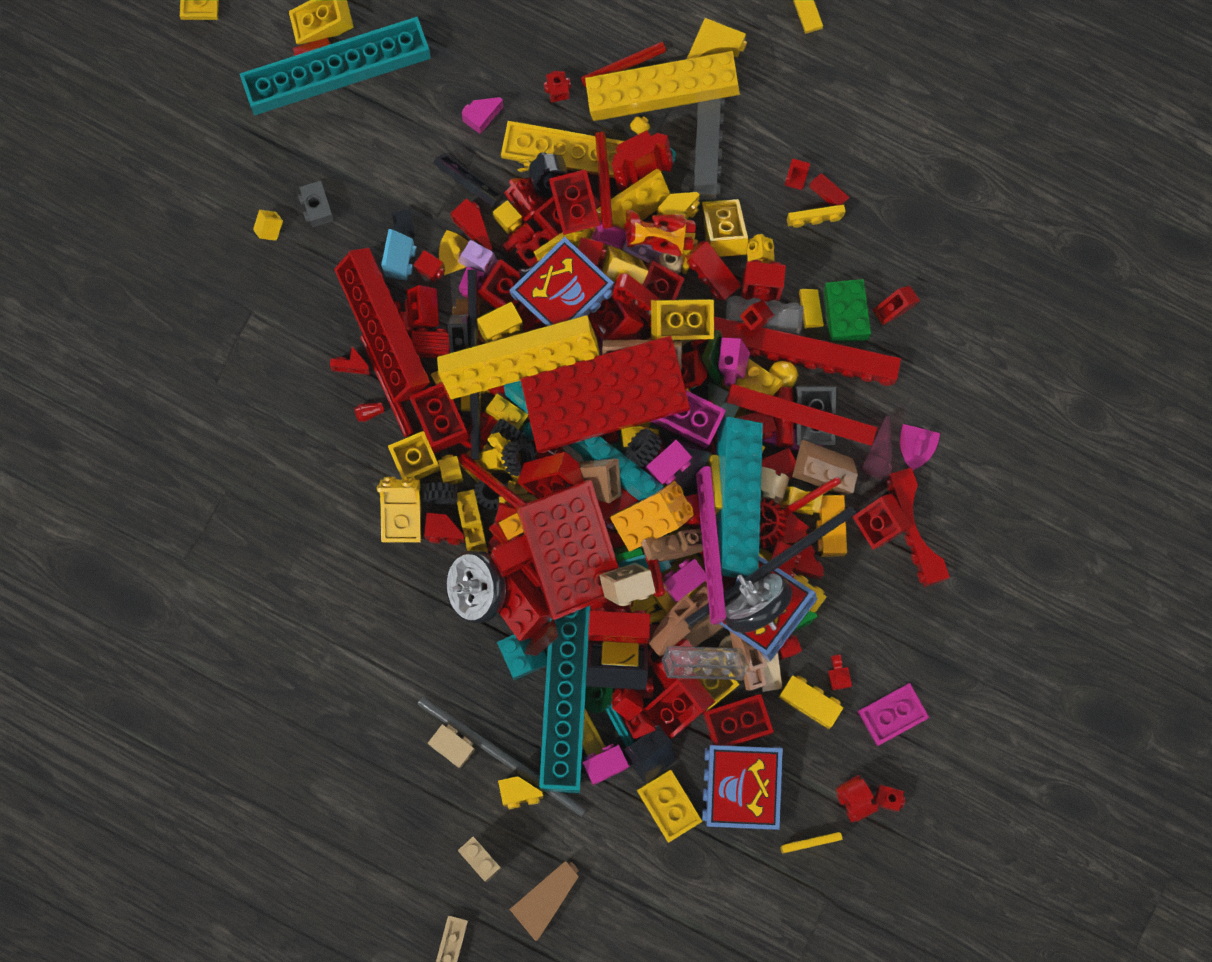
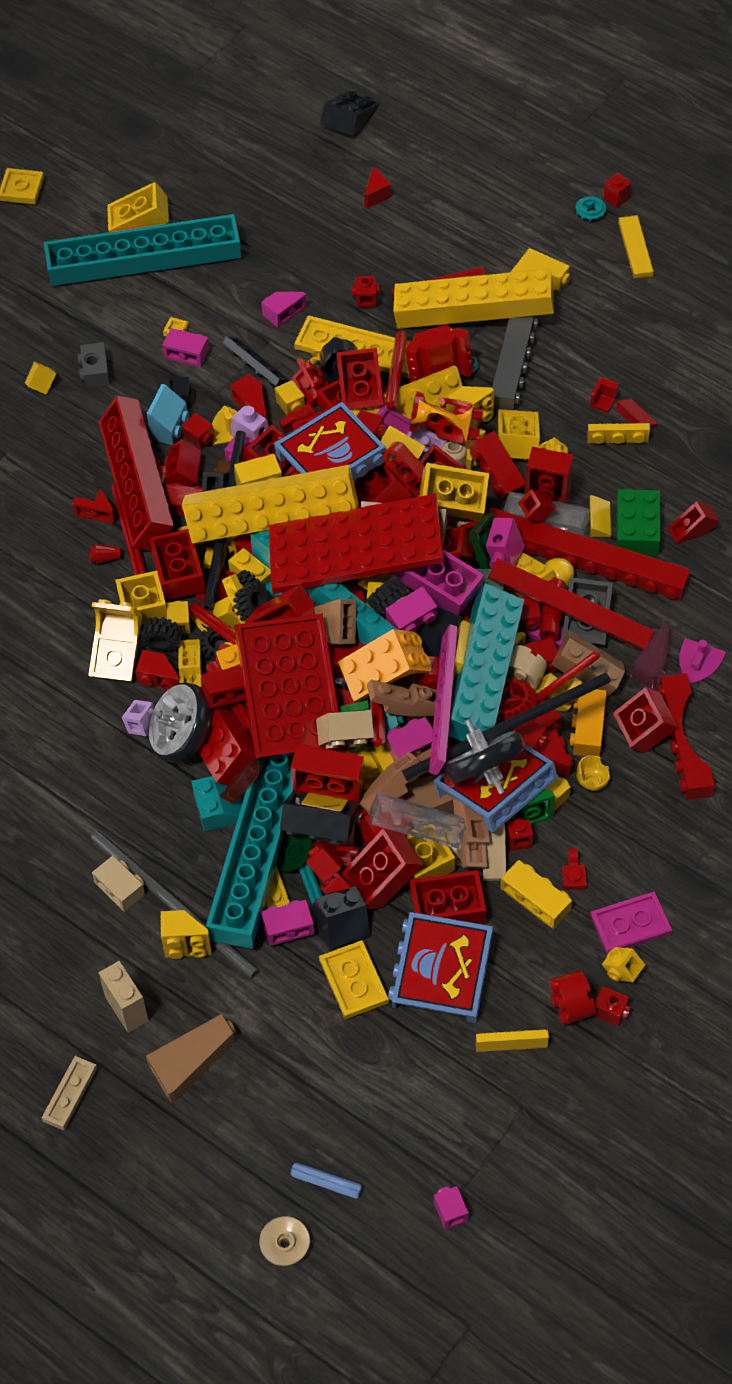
camera: 15 degrees right, 20 degrees down
(384, 149) = (175, 324): none -> yellow tile
(399, 171) = (185, 347): none -> dark pink brick
(436, 578) = (137, 717): none -> lavender brick
(842, 577) = (592, 773): none -> yellow hair
(894, 759) = (623, 964): none -> yellow brick

